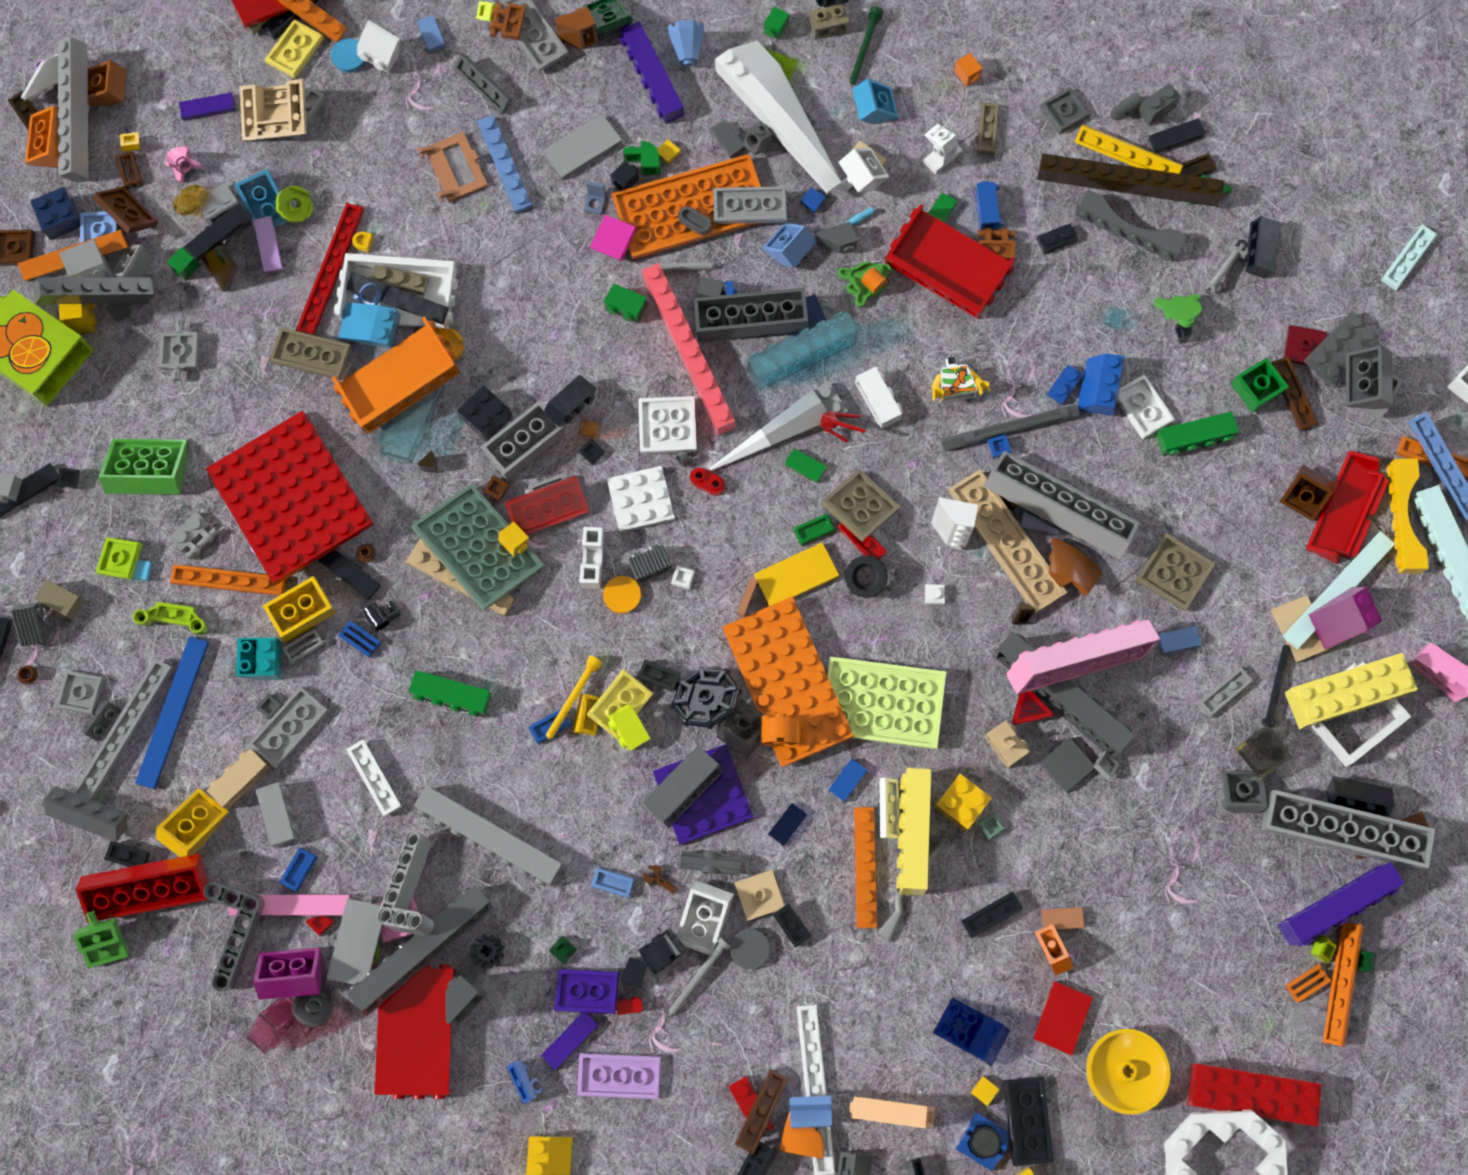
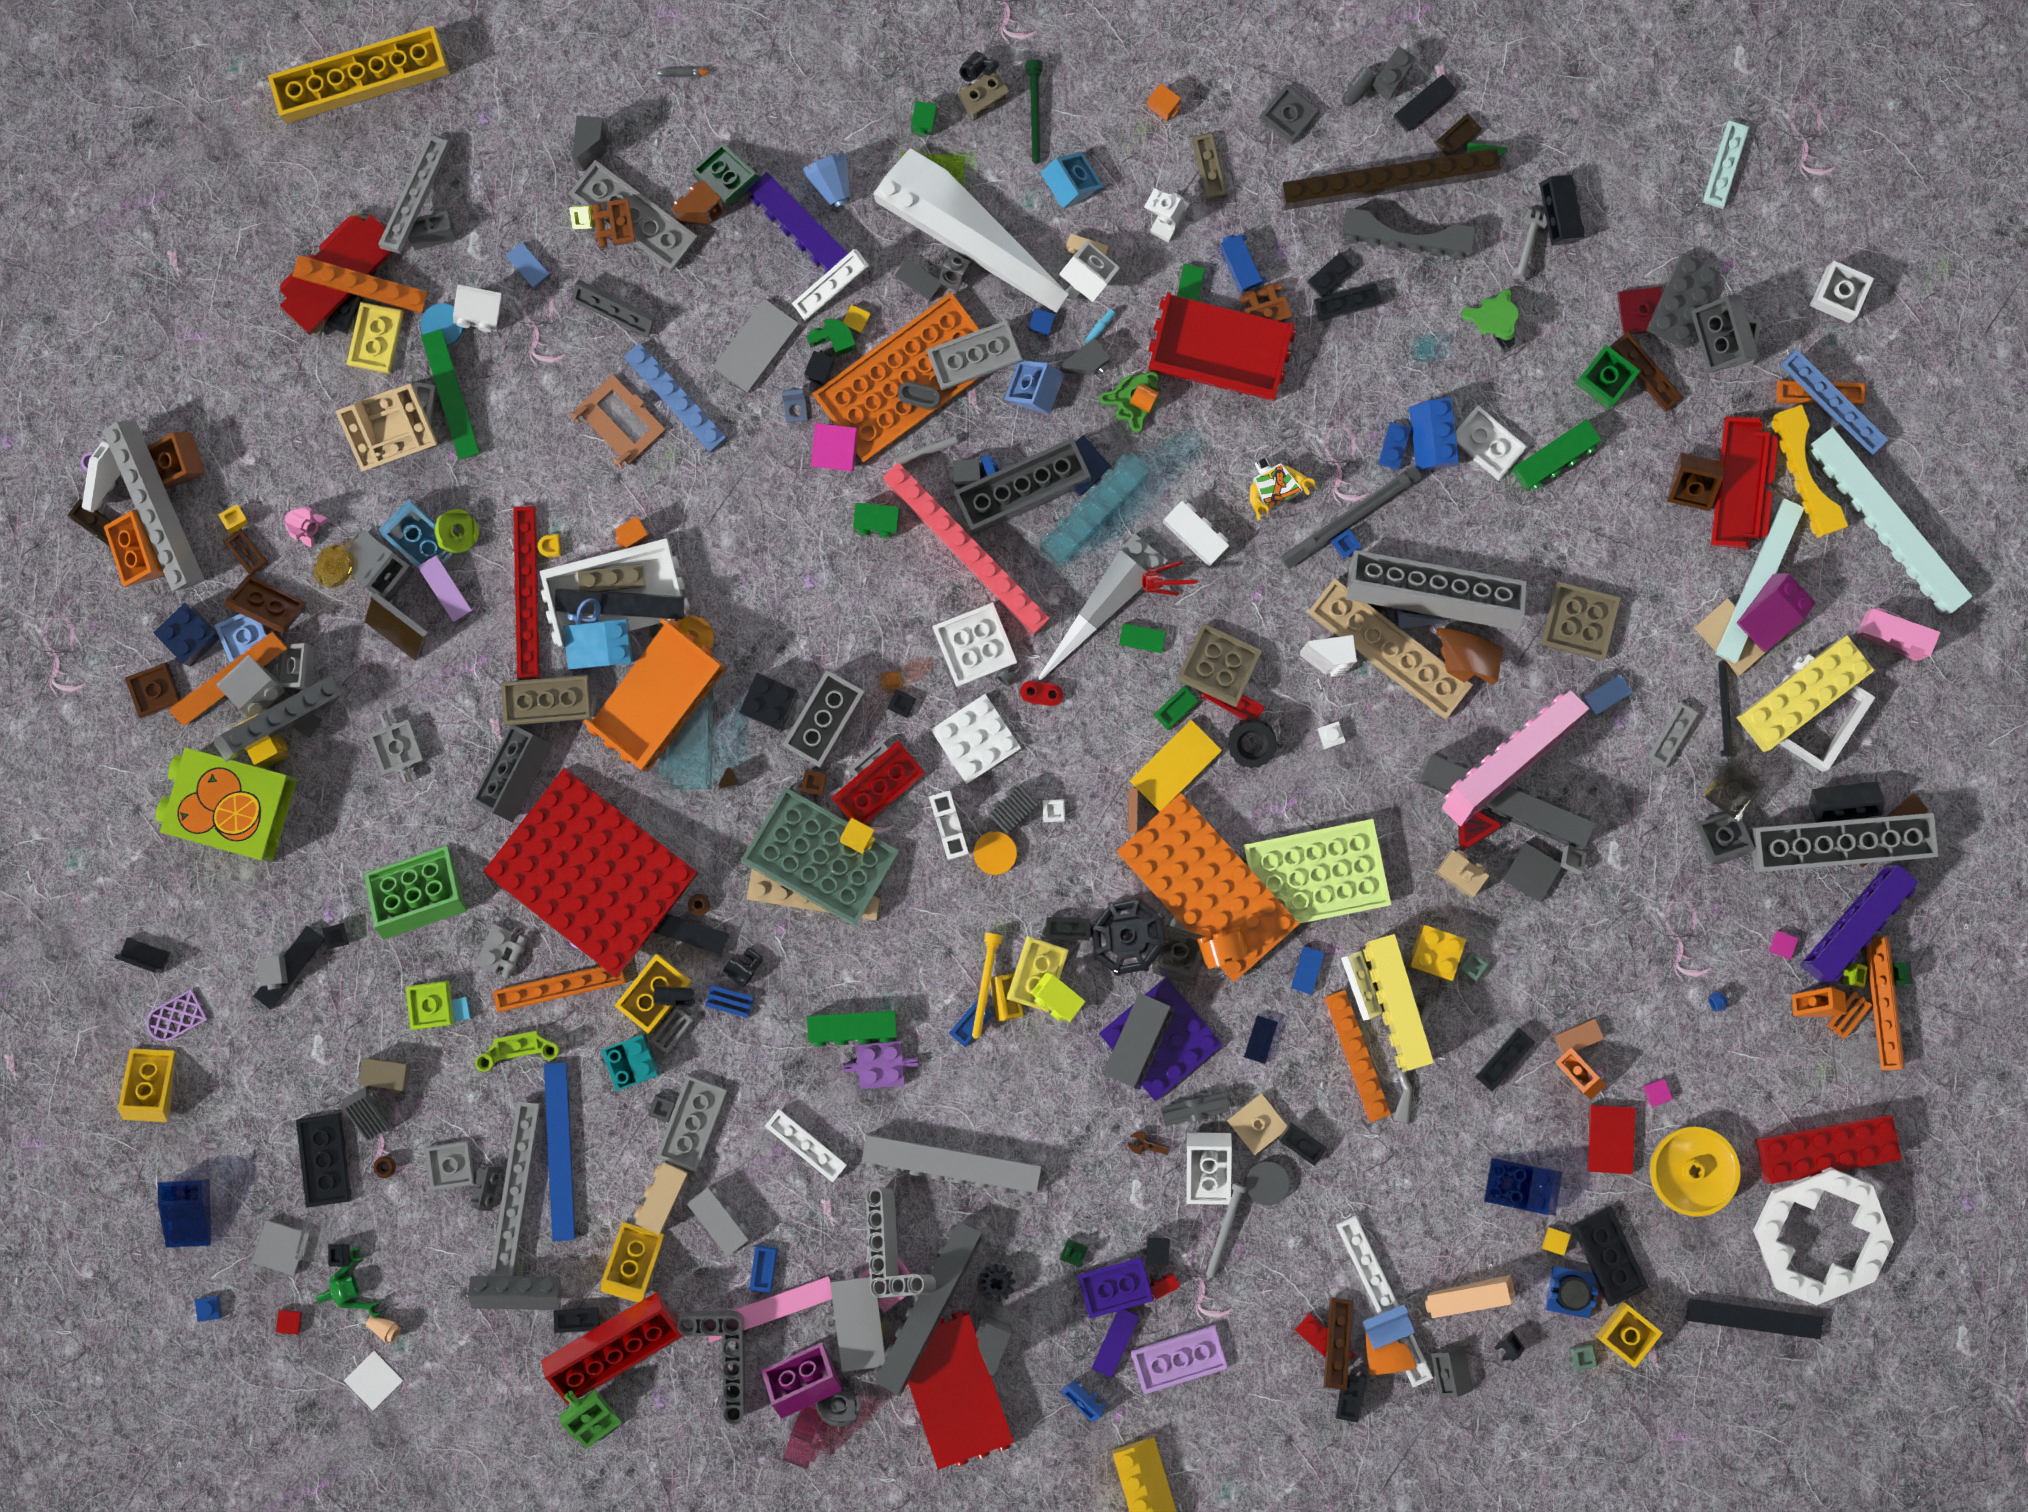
camera: 20 degrees left, 10 degrees up
(183, 263) = (358, 642): green brick -> none
(207, 106) = (303, 444): dark purple tile -> none
(218, 232) = (389, 600): black tile -> none
(261, 400) = (512, 773): none -> dark grey slope
(311, 613) = (673, 996): none -> black hinge
(320, 924) = (809, 1316): red tile -> none
(333, 106) = (450, 394): none -> green tile
(428, 249) = (631, 533): none -> orange brick
(462, 733) = (880, 1065): none -> medium lavender plate
(570, 401) = (860, 658): black brick -> none
(612, 882) = (1099, 1165): medium blue tile -> none
(657, 116) = (830, 284): none -> white tile
(662, 950) = (1179, 1219): black brick -> none
(1022, 614) = (1432, 725): dark brown slope -> none
(1064, 262) = (1347, 302): none -> black plate
(1116, 991) = (1657, 1092): none -> dark pink tile
(1124, 151) = (1376, 145): yellow plate -> none
(1194, 930) = (1717, 1001): none -> blue plate
(1267, 902) = (1783, 944): none -> dark pink tile
(1285, 962) = (1819, 1003): none -> orange slope

